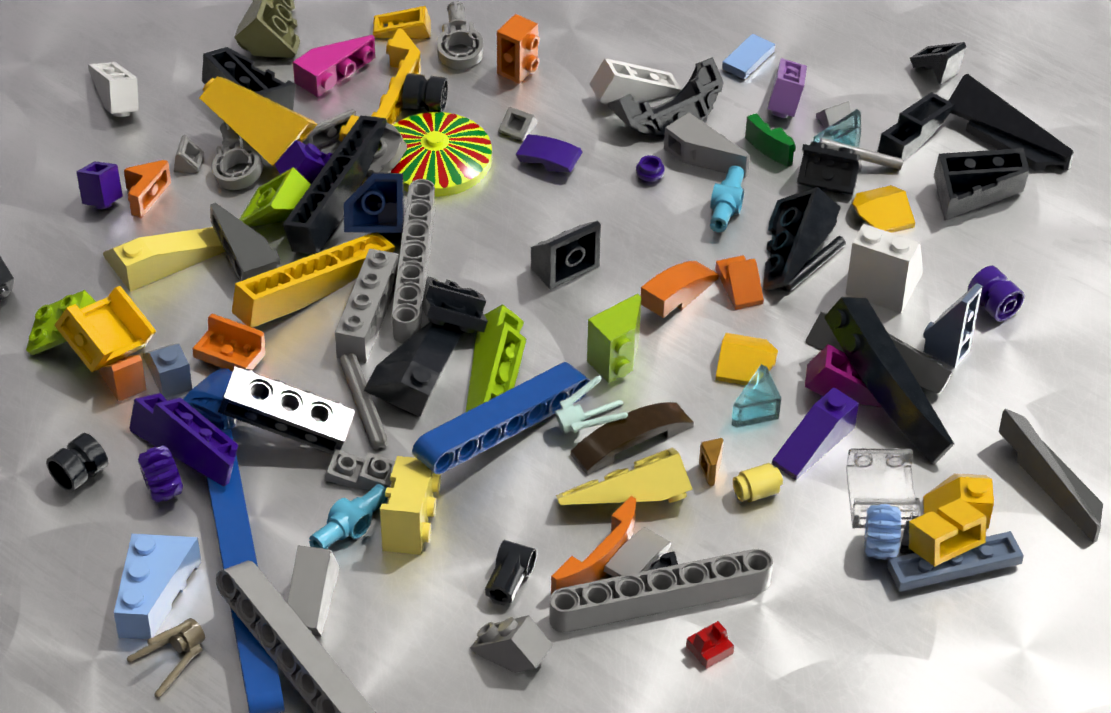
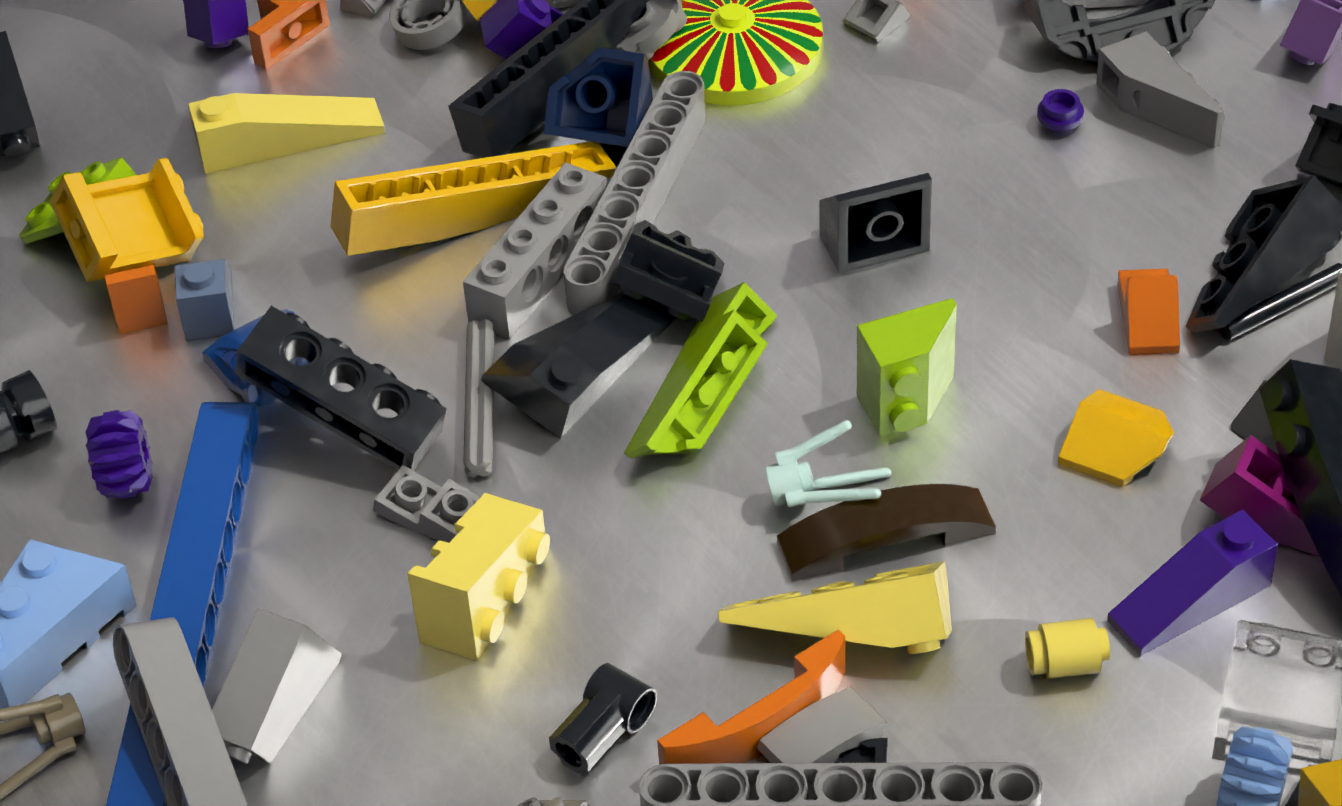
camera: 20 degrees right, 0 degrees up
(186, 434) = (179, 401): dark purple wedge -> none
(230, 344) = (309, 277): orange bracket -> none
(243, 245) = (386, 129): dark grey slope -> none
(275, 199) = (459, 70): lime slope -> none
(349, 518) = (373, 581): medium azure pin -> none
(498, 419) = (665, 462): blue beam -> none
(553, 153) = (910, 63): dark purple slope -> none
(676, 287) = (1038, 301): orange slope -> none
(710, 459) = (1002, 593): pearl gold slope -> none
(727, 199) = (1168, 175): medium azure pin -> none
(758, 400) = (1109, 510): clear light blue slope -> none
(771, 143) = (1270, 97): green slope -> none

